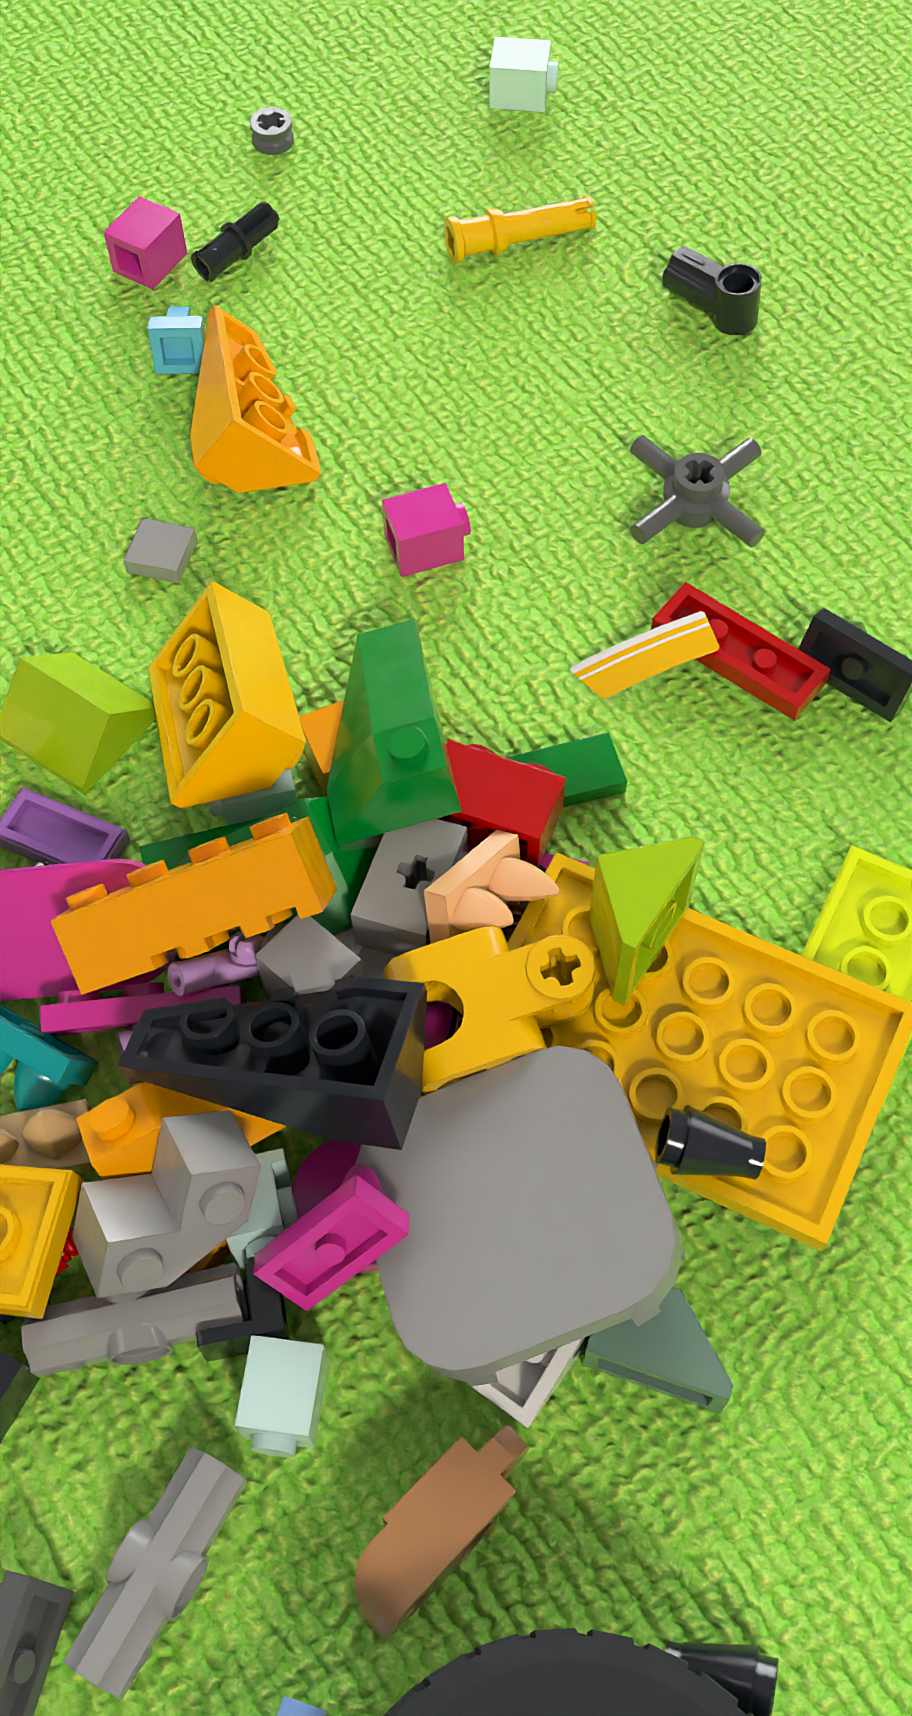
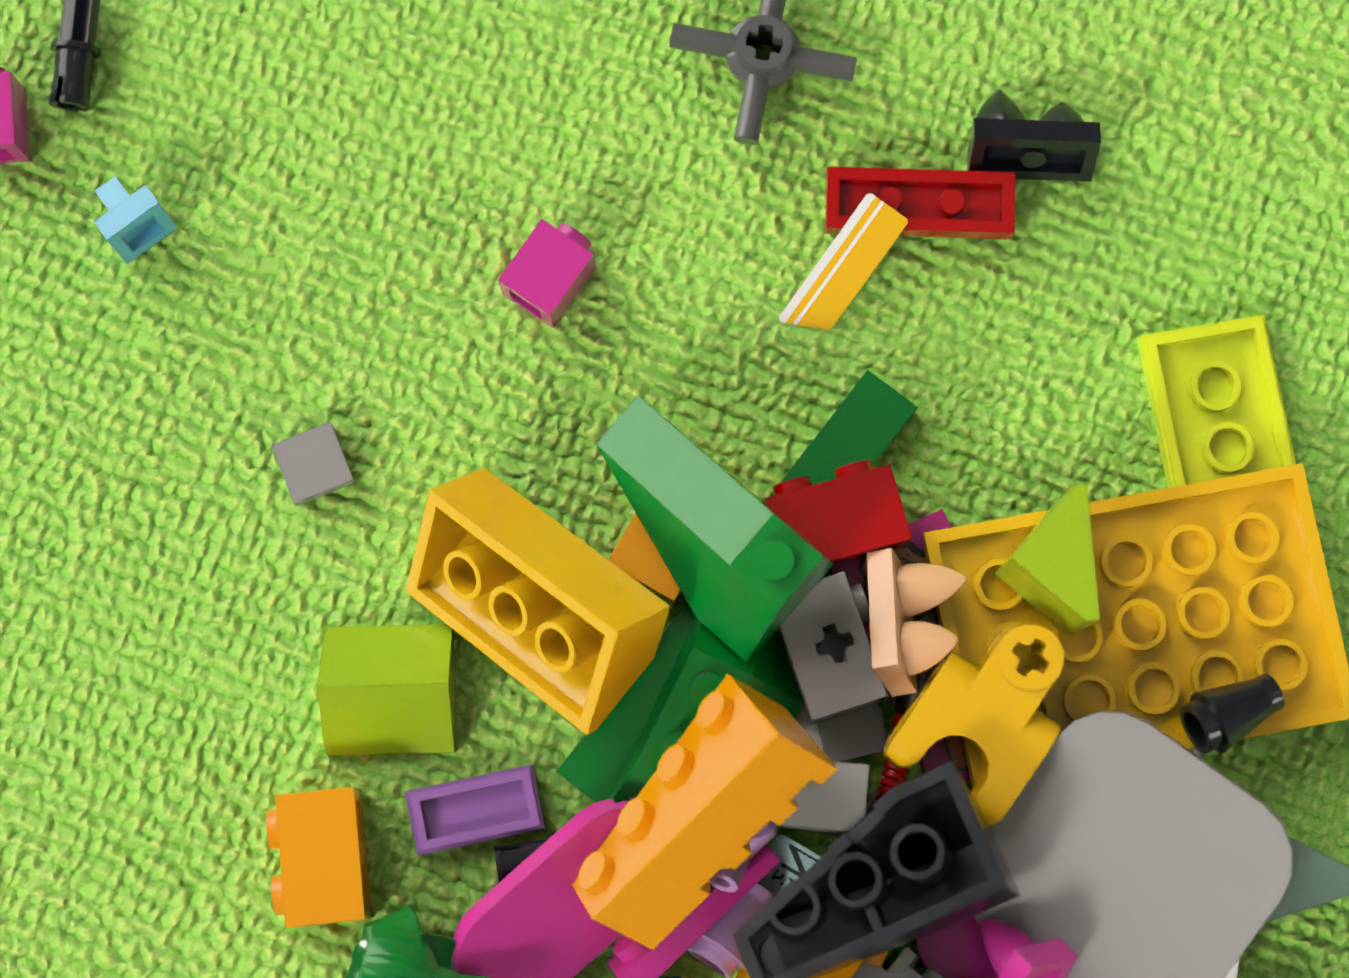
camera: 40 degrees left, 20 degrees up
(242, 418) = (276, 271): light orange wedge -> none

